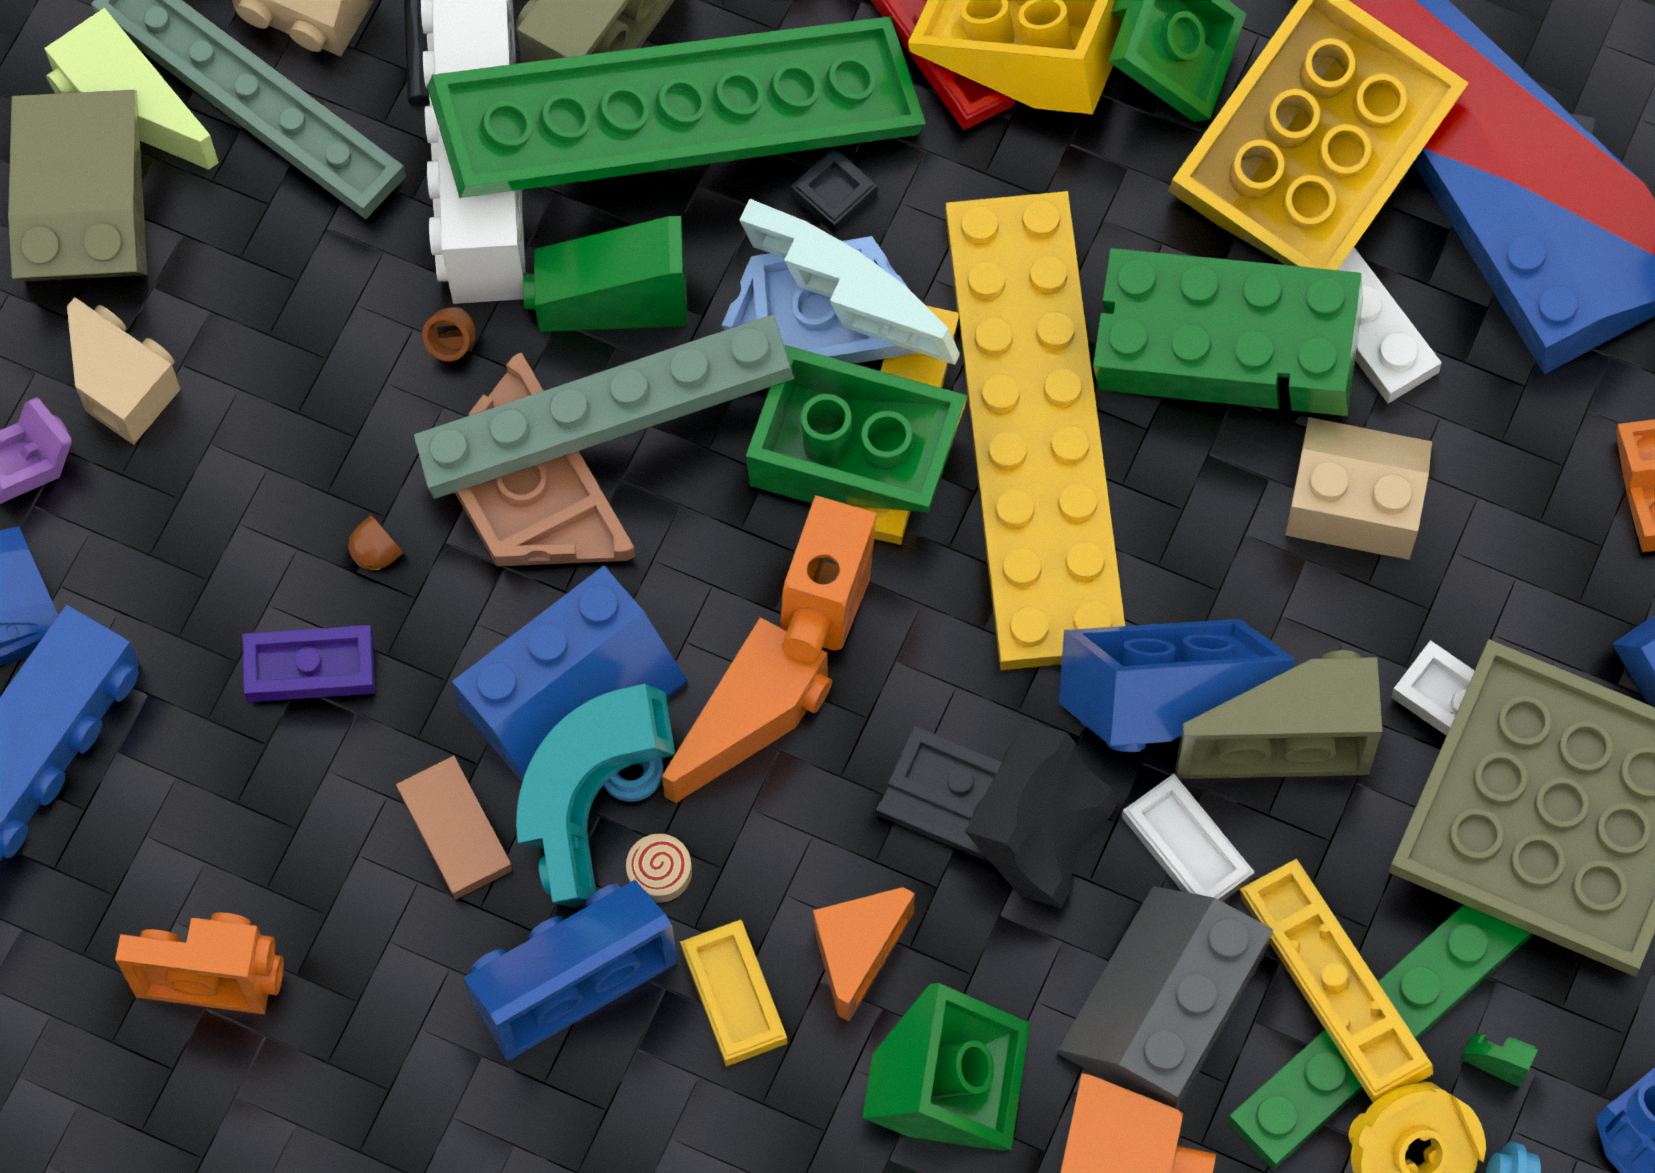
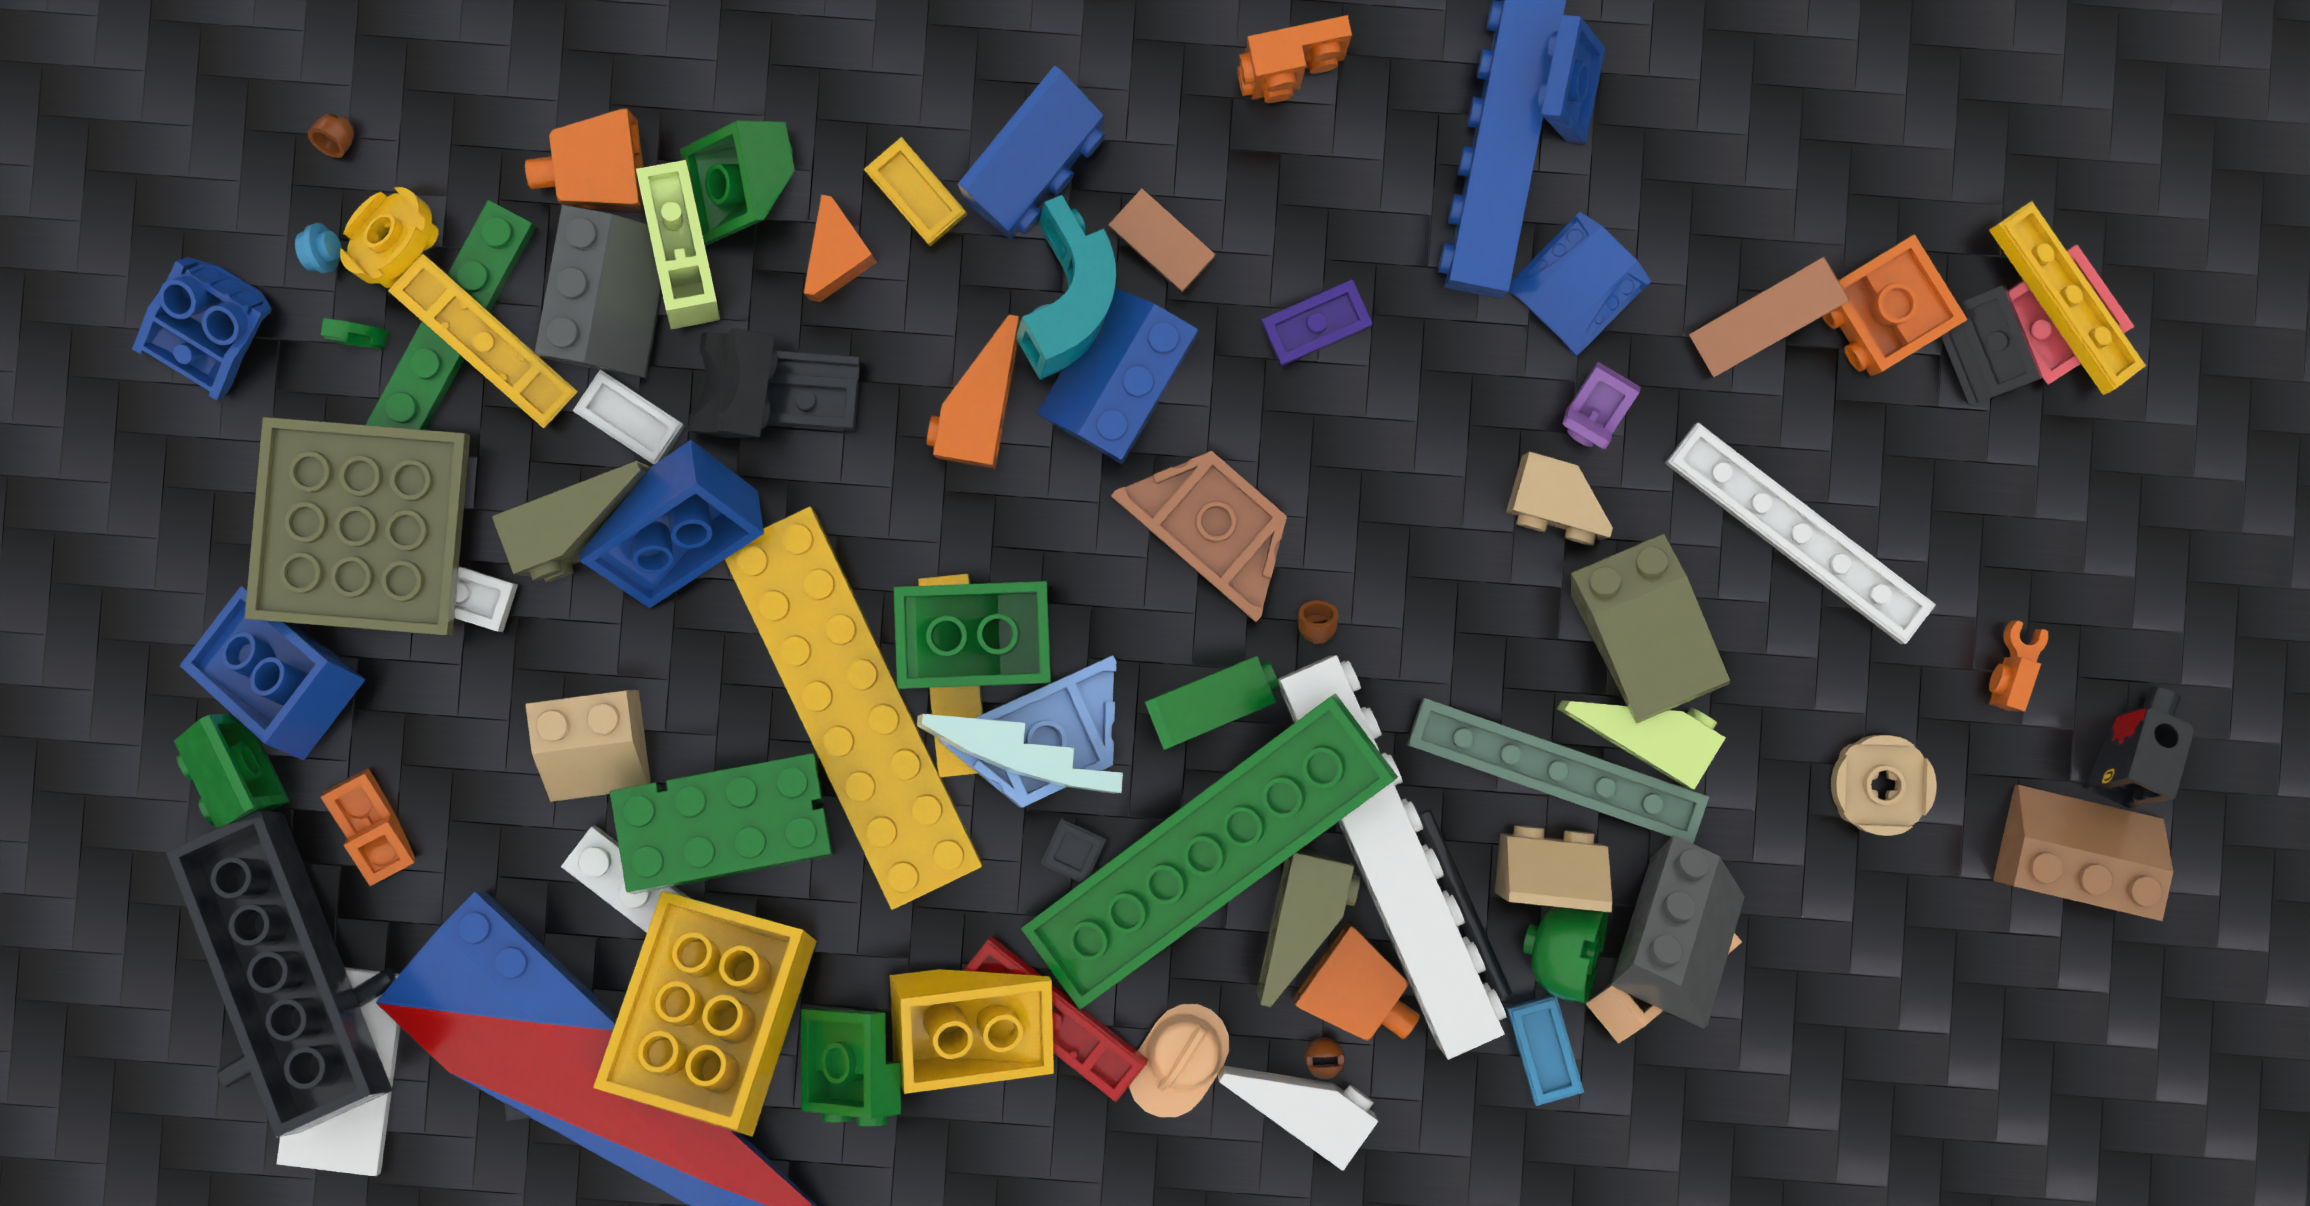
camera: 155 degrees right, 20 degrees up
(372, 545) = (1306, 434): dark orange hinge -> none
(603, 406) = (1169, 588): sand green plate -> none
(660, 866) = (1002, 263): tan tile -> none
(824, 596) = (950, 525): orange torso -> none
(1050, 1008) = (678, 244): none -> yellowish green slope

